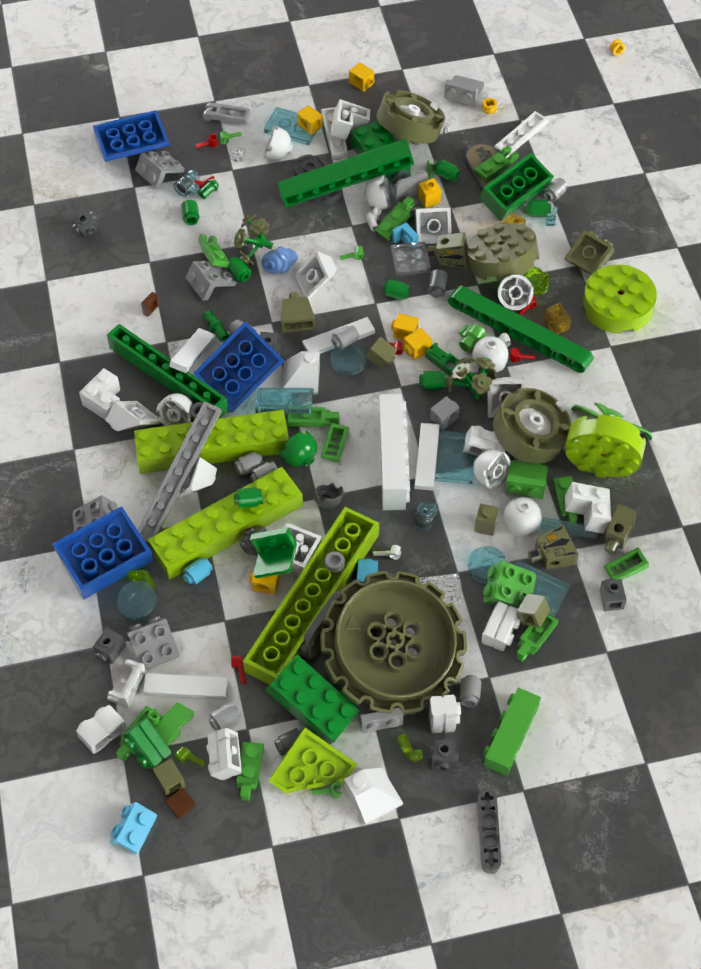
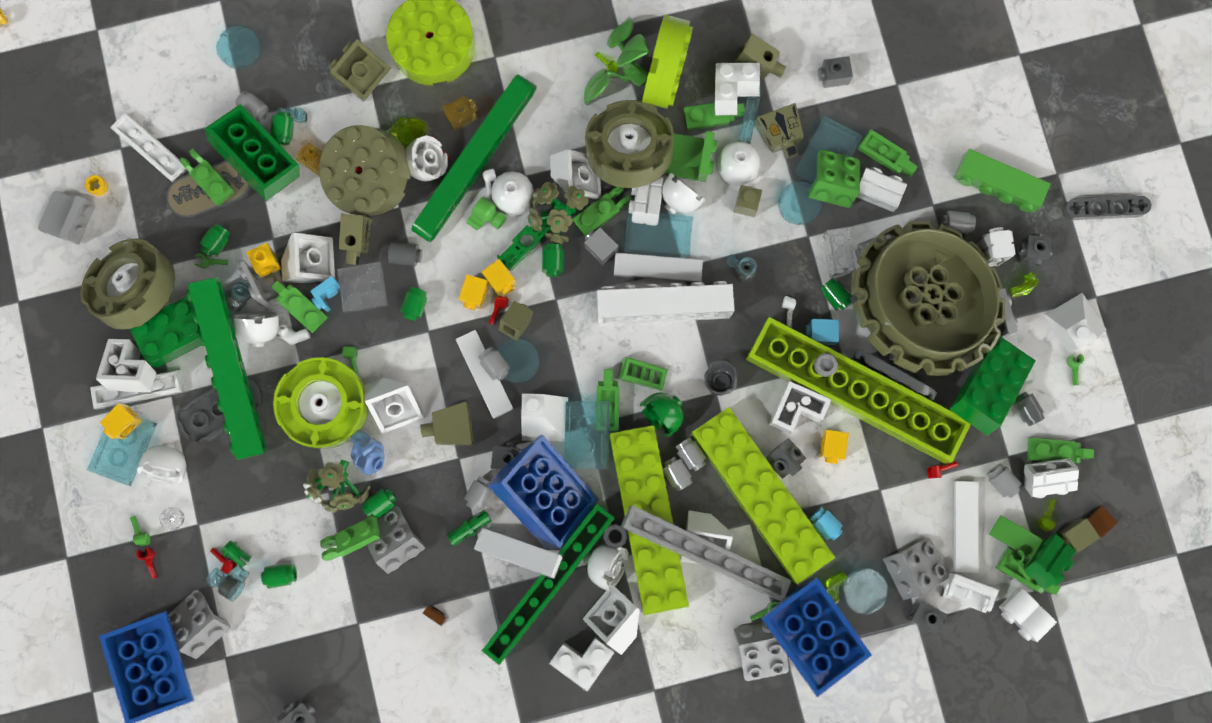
camera: 90 degrees left, 25 degrees up
(133, 827) = (1134, 569): medium azure bracket -> none
(226, 113) = (96, 538): light grey plate -> none
(248, 497) = (747, 467): green brick -> none
(275, 552) = (822, 433): green bracket -> none
(311, 765) = (1054, 385): lime plate -> none
(318, 227) = (300, 399): none -> lime piece
(361, 76) = (36, 354): yellow brick -> none
(474, 413) = (600, 211): none -> bright green hinge
(515, 355) = (512, 164): red hand -> none
(533, 610) = (867, 151): olive brick -> none
(605, 183) = (238, 47): none -> clear light blue tile
(636, 553) = (799, 46): bright green slope -> none

